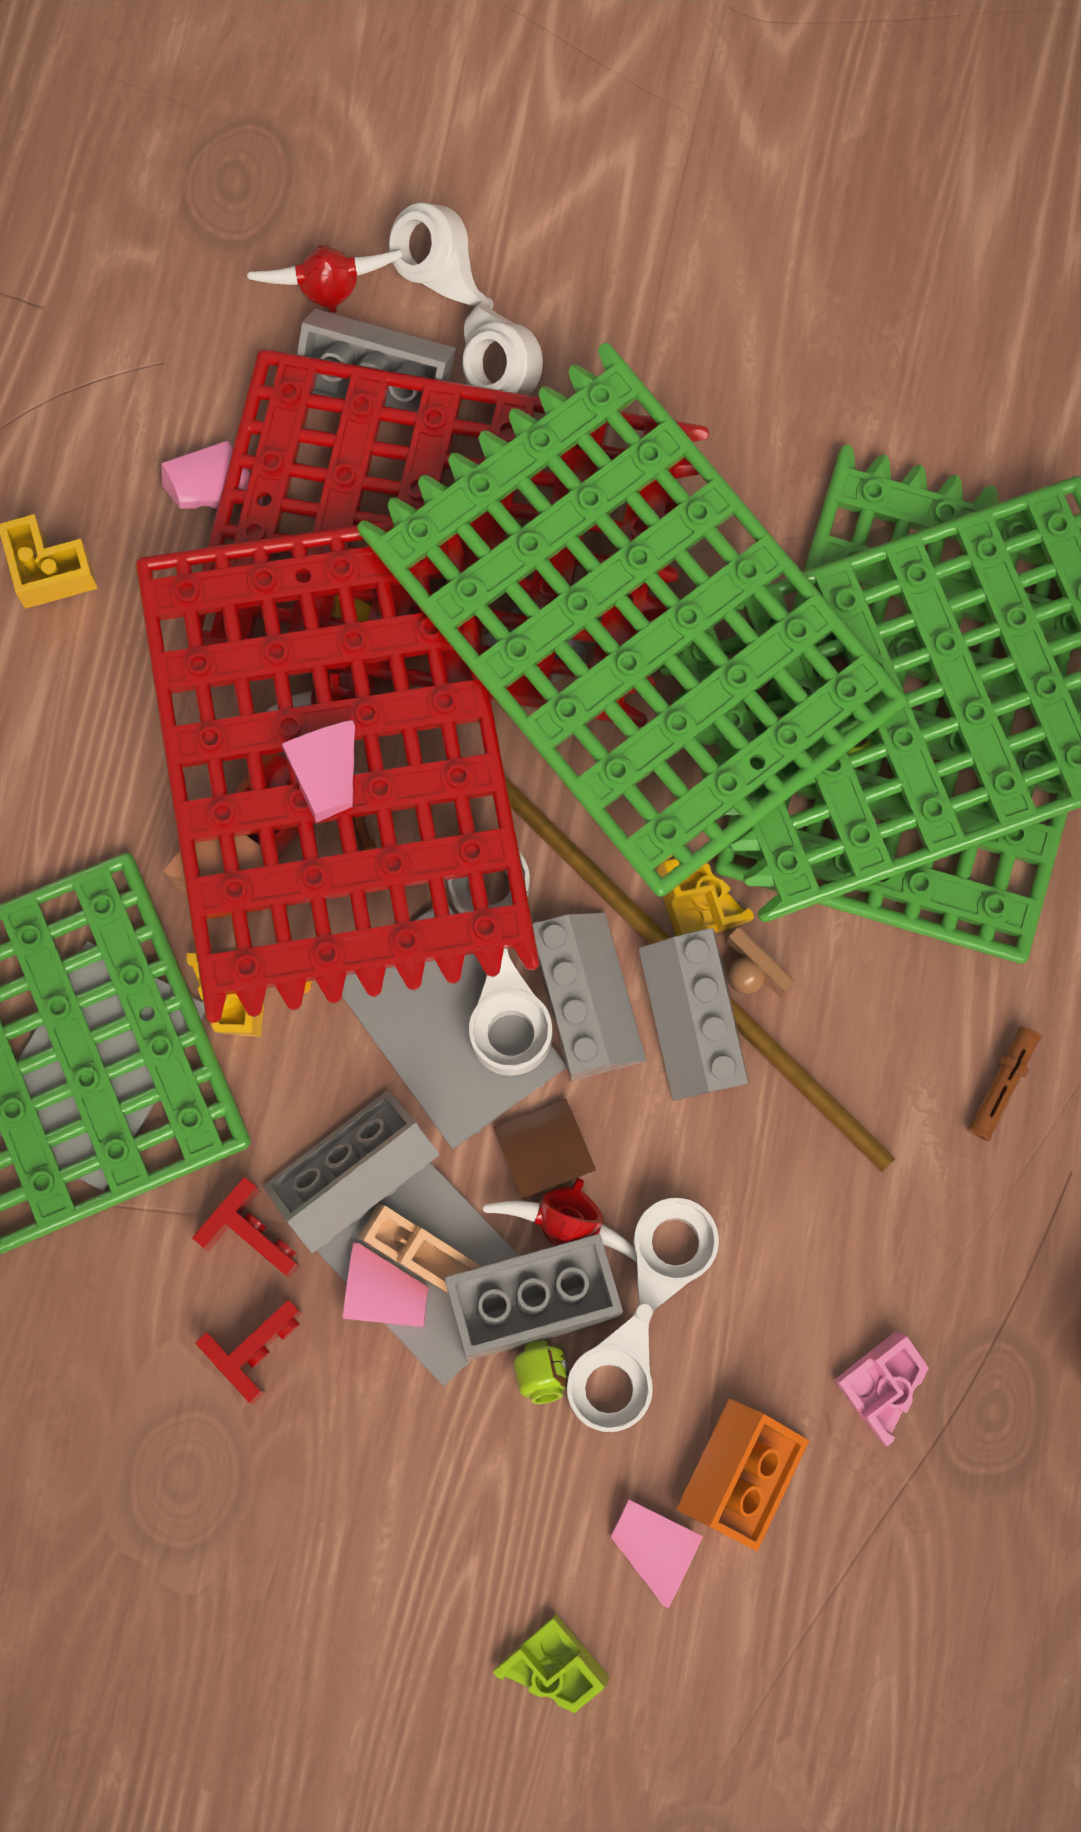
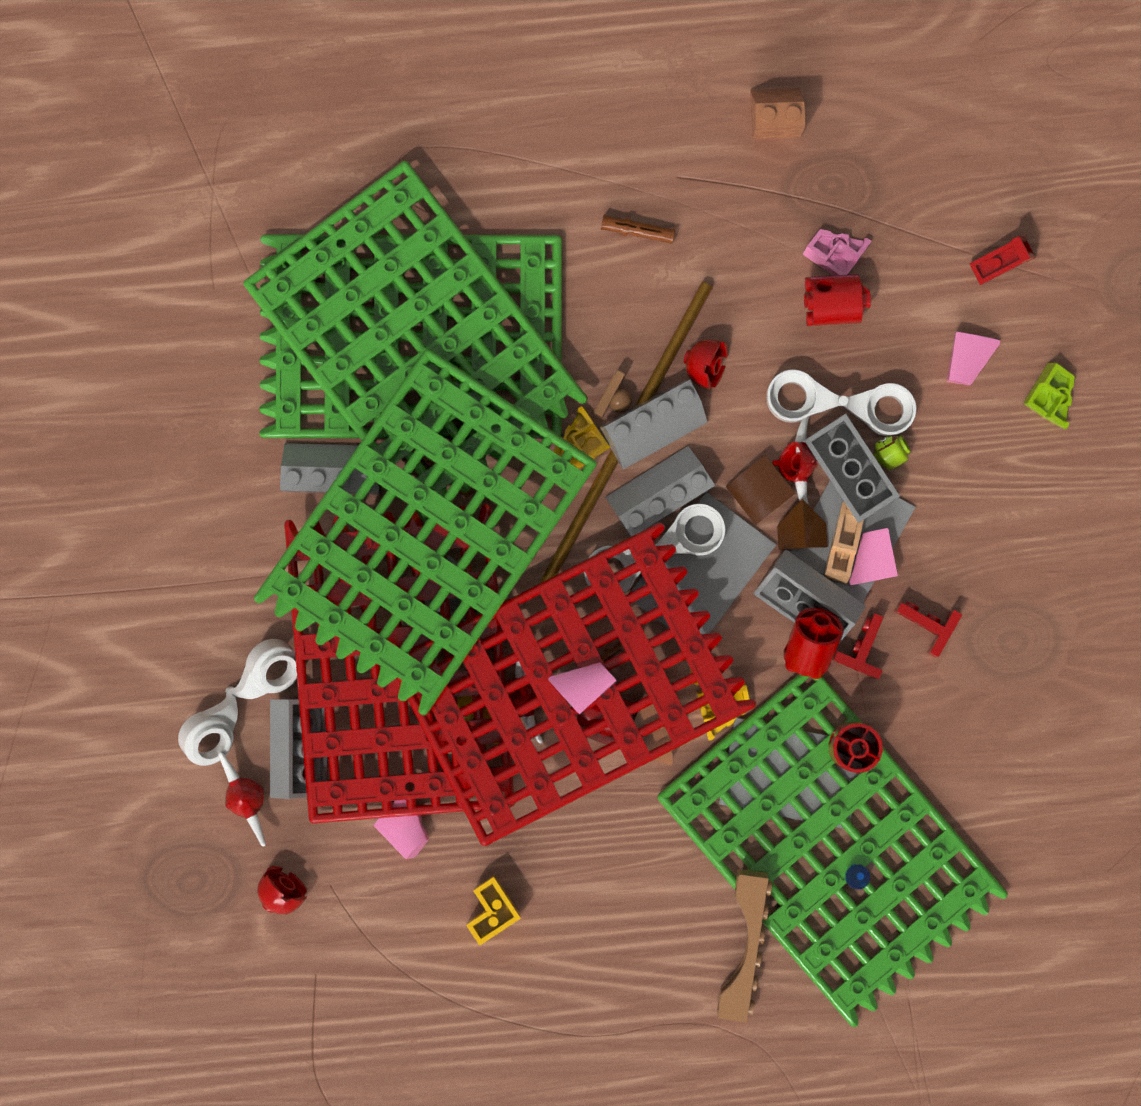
camera: 105 degrees left, 10 degrees up
(94, 1160) = (855, 747): none -> red cylinder
(177, 285) = (280, 892): none -> red cylinder
(280, 1149) = (812, 642): none -> red cylinder
(462, 1194) = (802, 529): none -> reddish brown slope
(743, 1474) = (913, 319): orange slope -> none
(766, 1122) = (705, 362): none -> red cylinder
(780, 495) = (316, 466): none -> light grey slope
(798, 1653) = (1002, 260): none -> red bracket
(808, 1354) = (835, 300): none -> red cylinder

